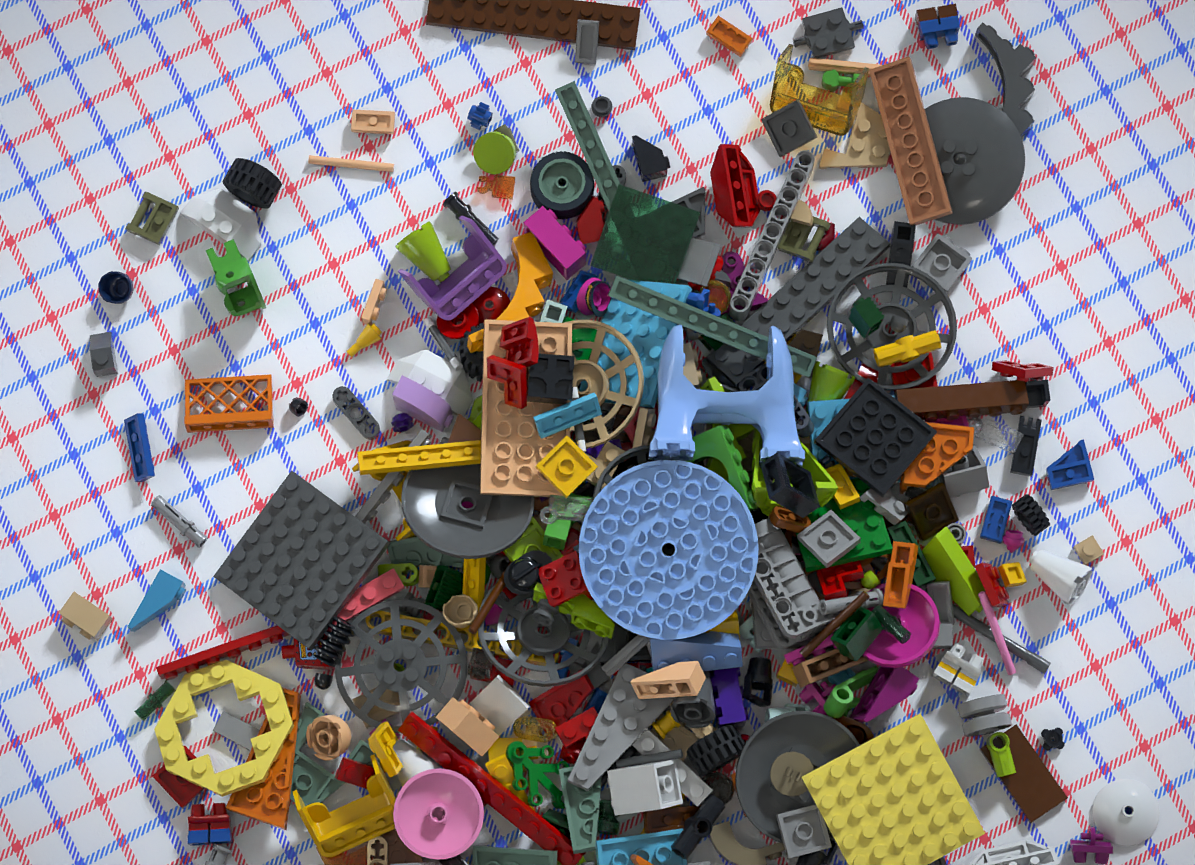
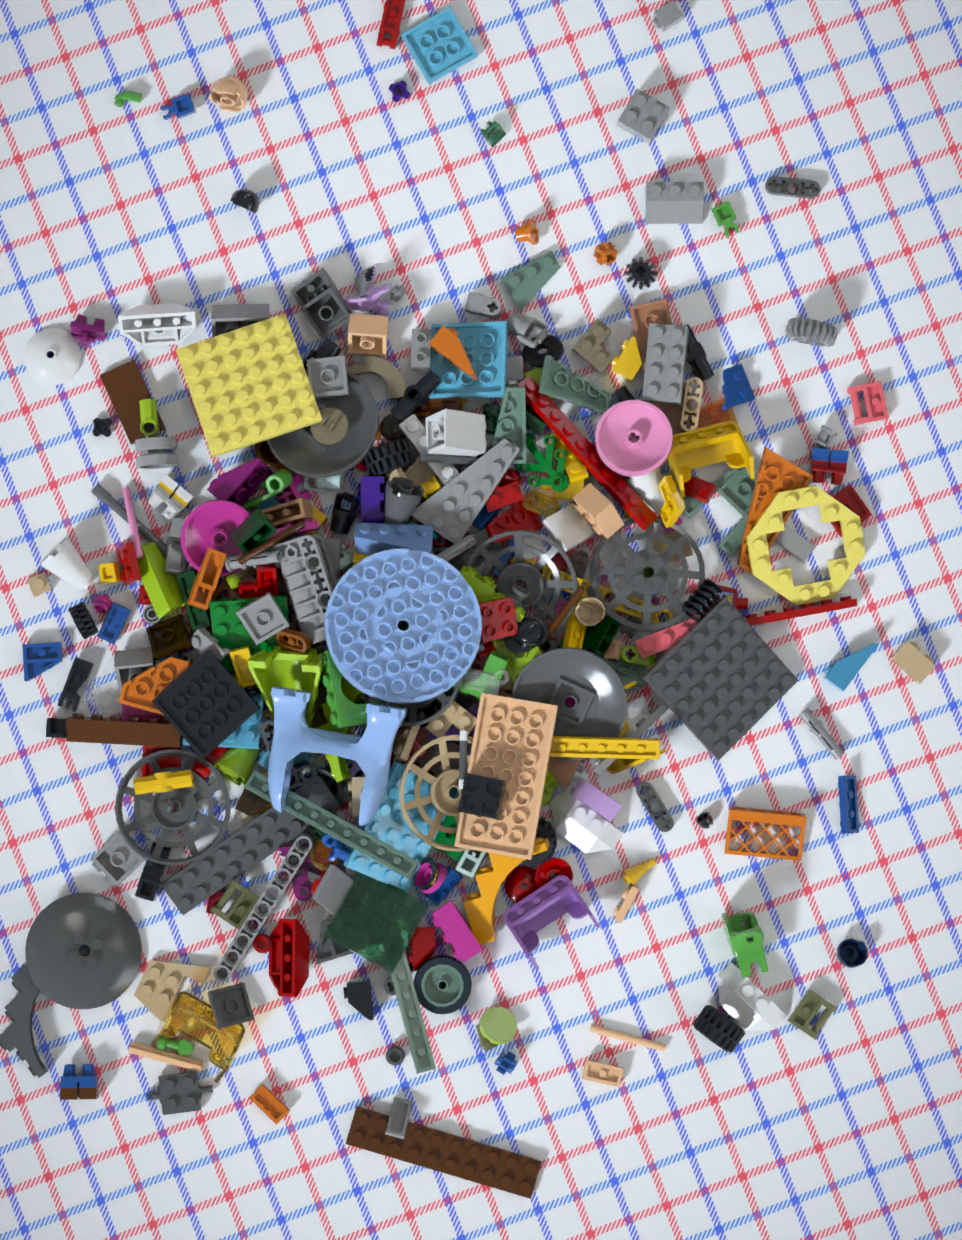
camera: 170 degrees left, 10 degrees up
(103, 354) = (870, 895): dark grey slope -> none
(155, 700) = (872, 572): clear green pin -> none
(323, 681) = (715, 574): black hinge -> none
(328, 737) = (717, 522): light nougat cylinder -> none
(402, 422) = (616, 790): dark purple plate -> none
(426, 252) = (573, 941): lime cone -> none
(443, 343) = (569, 855): dark grey bar -> none
(460, 209) = (533, 975): black pin -> none
(501, 186) = (496, 995): clear orange plate -> none
(513, 377) = (514, 799): red plate -> none
(520, 342) = (502, 828): red slope -> none
(566, 466) = (479, 717): yellow plate -> none
(567, 415) = (471, 761): medium azure plate -> none
(671, 681) = (418, 516): light nougat slope -> none
(801, 497) = (298, 659): black window -> none
(802, 214) = (233, 923): tan tile -> none
(865, 316) = (195, 813): dark green brick -> none
(891, 624) = (222, 536): pin -> none
(910, 141) = (125, 974): nougat plate -> none
(976, 423) = (116, 708): clear hinge -> none
(1022, 371) = (66, 748): red plate -> none

